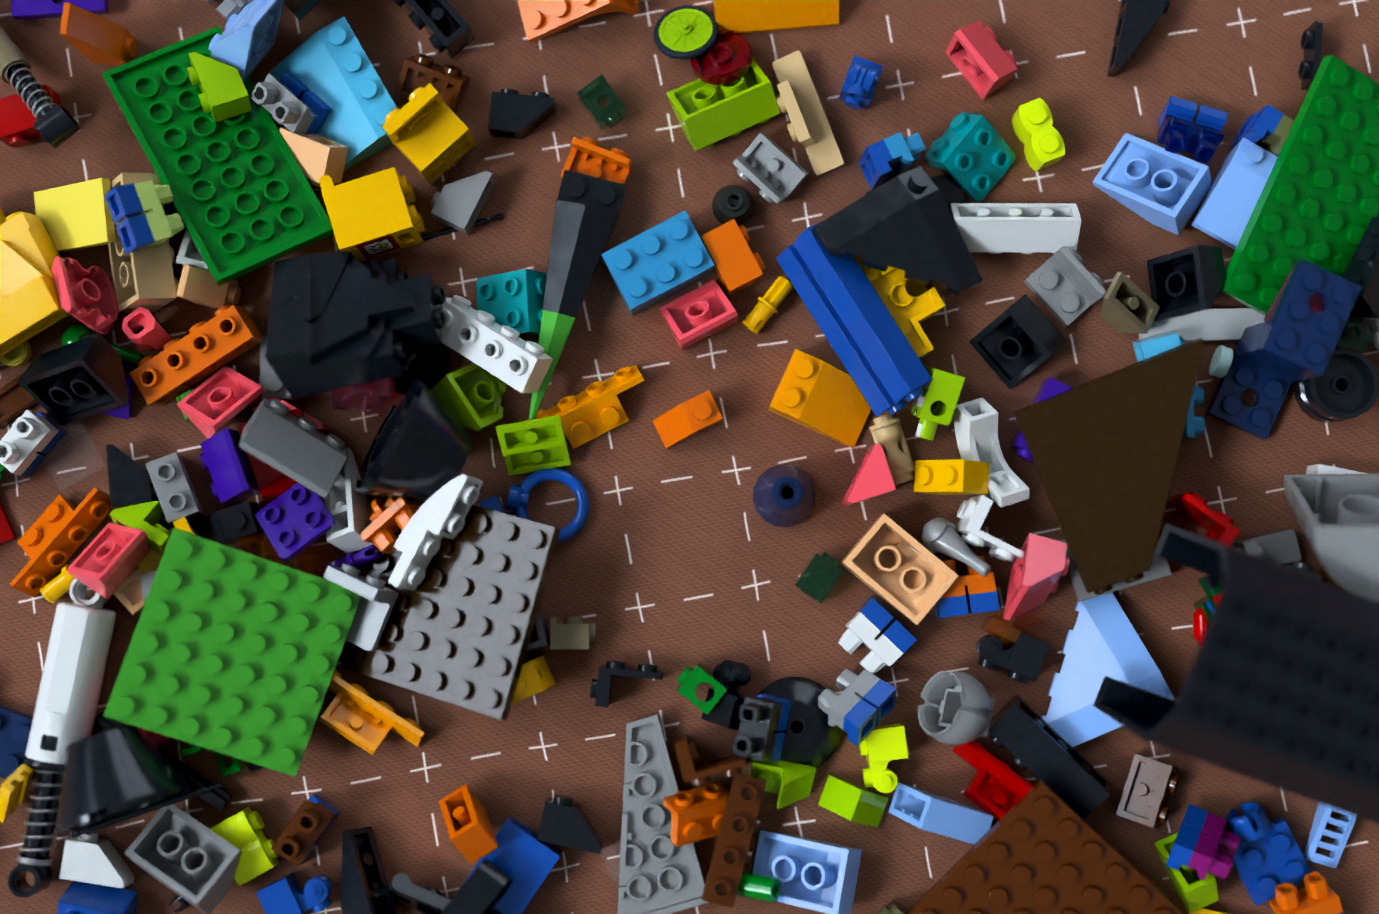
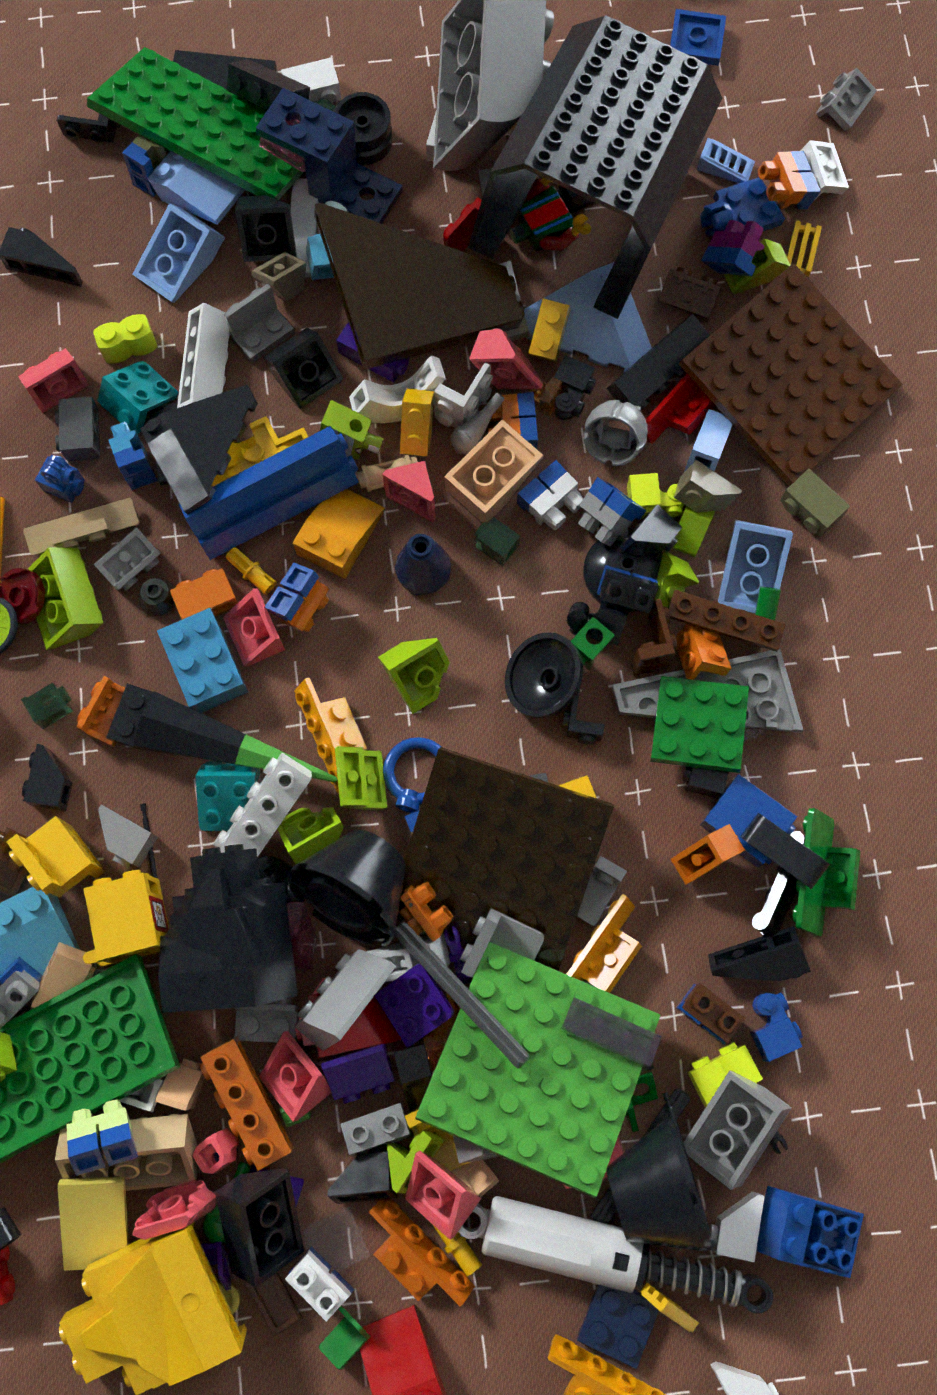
camera: 85 degrees left, 10 degrees down
(53, 342) = (217, 1255): none -> dark purple bracket
(269, 725) = (611, 1032): none -> tile
(299, 567) = (461, 995): none -> dark grey axle
(429, 709) = (600, 888): none -> light grey bracket
(437, 518) = (421, 859): white slope -> none
(571, 633) = (536, 755): dark tan brick -> none
(613, 813) = (700, 724): none -> green plate
(656, 623) = (534, 667): none -> black dish
(660, 495) = (416, 670): none -> lime slope
(688, 419) = (348, 643): orange slope -> none
(723, 363) = (299, 598): none -> blue hips
(832, 753) = (652, 534): none -> black slope
(890, 811) = (705, 489): none -> dark tan slope
(923, 95) = (78, 429): none -> dark grey brick
(1080, 625) = (549, 330): none -> yellow brick
(1191, 129) = (135, 220): clear blue hips -> none

